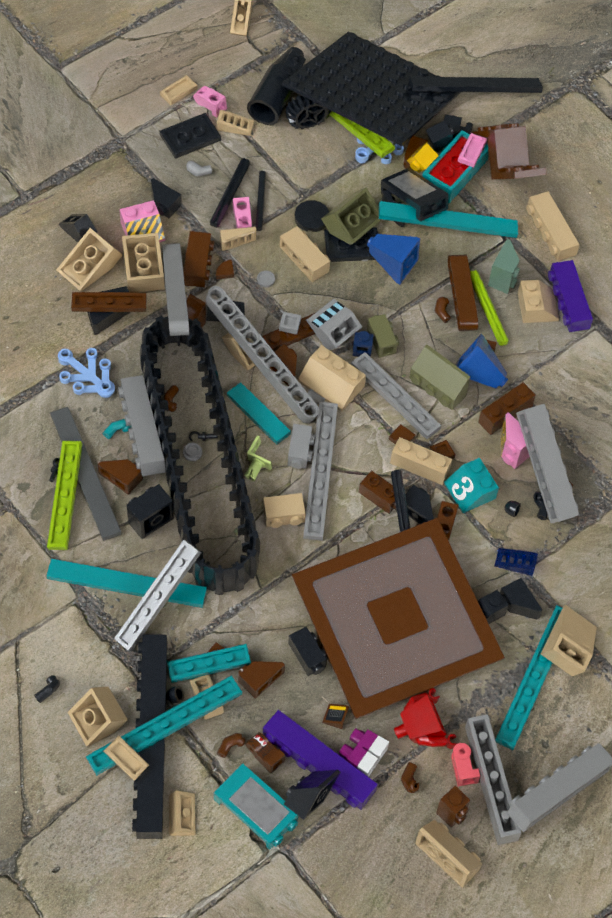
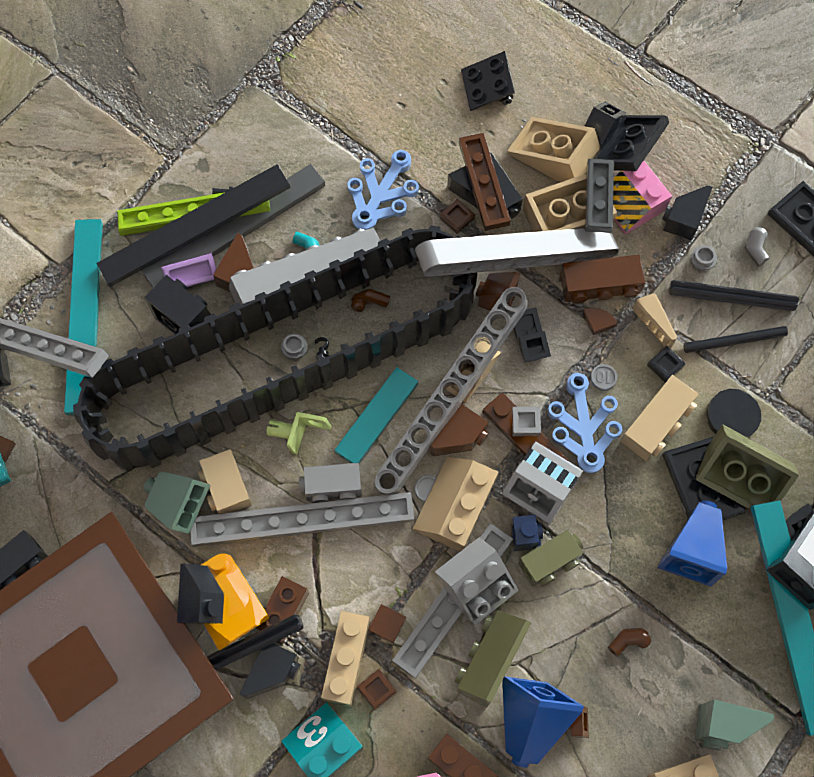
camera: 80 degrees right, 10 degrees up
(19, 287) = (488, 81): none -> black hinge
(82, 492) = (193, 225): none -> black tile
(105, 213) = (632, 140): none -> black tile
(116, 504) = (192, 270): none -> lavender tile
(121, 333) = (457, 216): none -> reddish brown tile
(143, 237) = (599, 196): none -> dark grey tile
(198, 200) = (703, 257): none -> light grey plate
(242, 212) = (698, 318): bright pink leg -> none
(267, 242) = (666, 364): none -> black tile
(288, 539) = (175, 500): none -> sand green torso
(297, 296) = (584, 426): none -> light blue plant
(368, 523) = (199, 596): none -> black slope
(369, 520) = (241, 606): none -> light orange slope
(389, 373) = (477, 580): none -> light grey slope
(447, 517) = (255, 716): reddish brown leg -> none
(462, 292) = (667, 665): reddish brown beam -> none
(488, 308) = (654, 712): lime axle -> none

